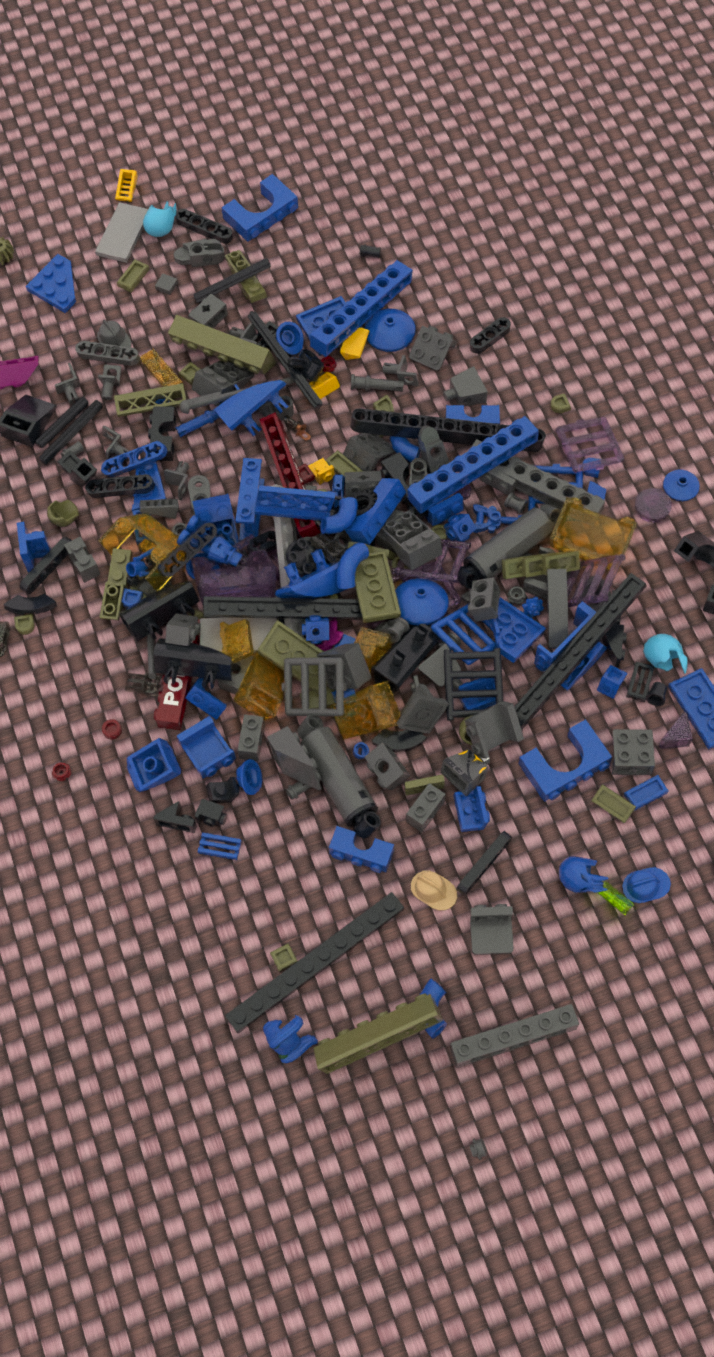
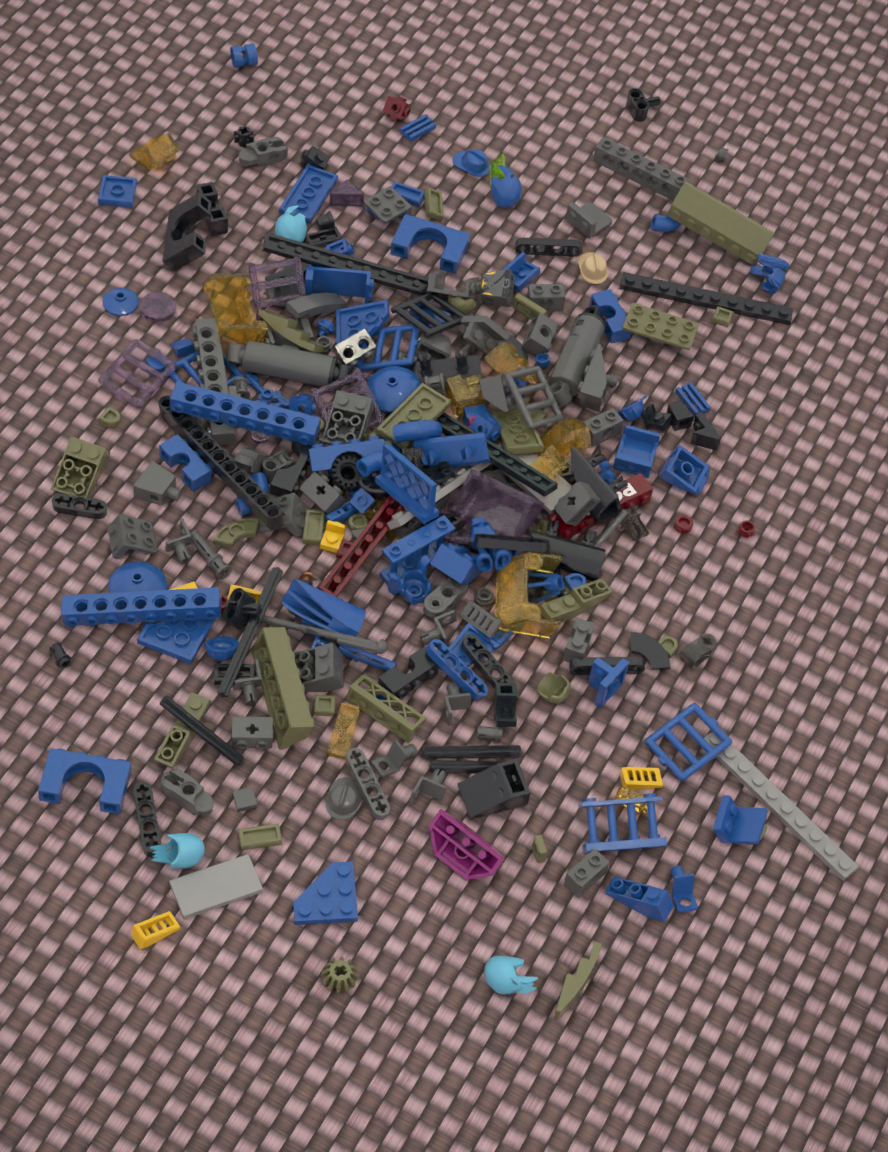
camera: 140 degrees left, 10 degrees down
(230, 482) = (412, 582): none -> blue hair
(308, 873) = (660, 326): none -> olive bracket
(524, 354) = (80, 468): none -> olive slope
(607, 1123) = (639, 105): none -> black beam

